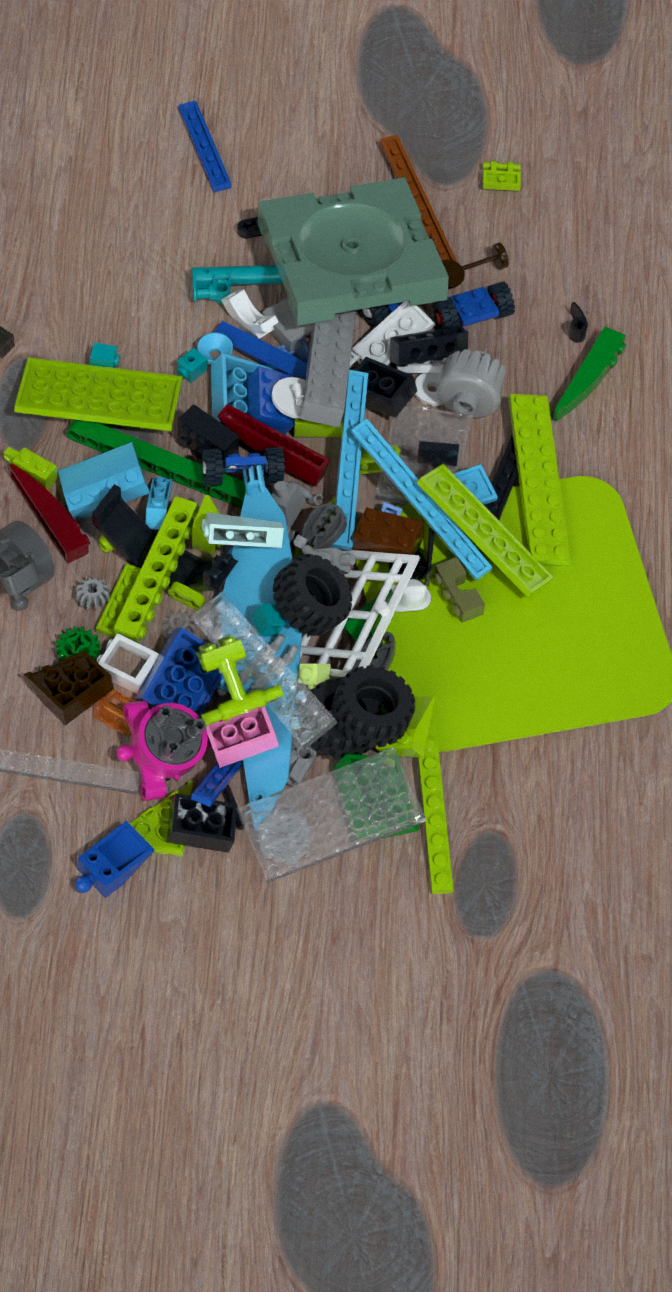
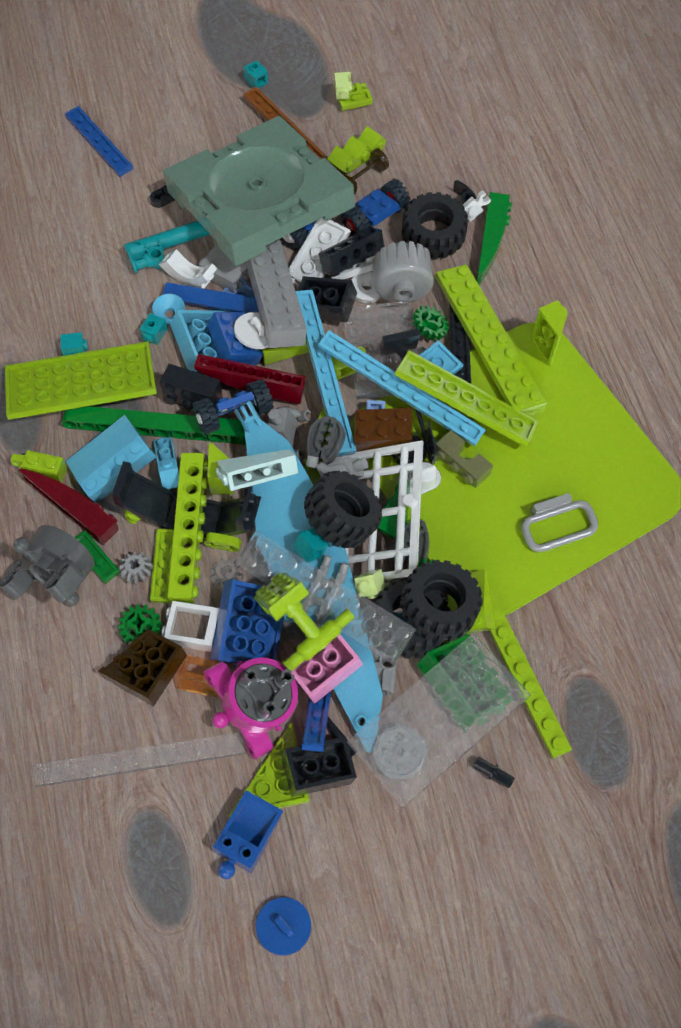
camera: 15 degrees left, 5 degrees up
(61, 581) = (103, 567): none -> green tile
(118, 949) = (283, 926): none -> blue shield
(368, 884) = (493, 772): none -> black axle
(402, 121) = (256, 74): none -> teal brick
(478, 239) = (356, 150): none -> lime brick
(483, 445) = (430, 323): none -> green gear
(491, 161) = (342, 85): none -> yellowish green brick
(530, 664) = (552, 508): none -> light grey bar
(536, 325) = (435, 208): none -> black tyre
(581, 337) = (473, 206): none -> white plate
(601, 488) = (548, 329): none -> lime slope

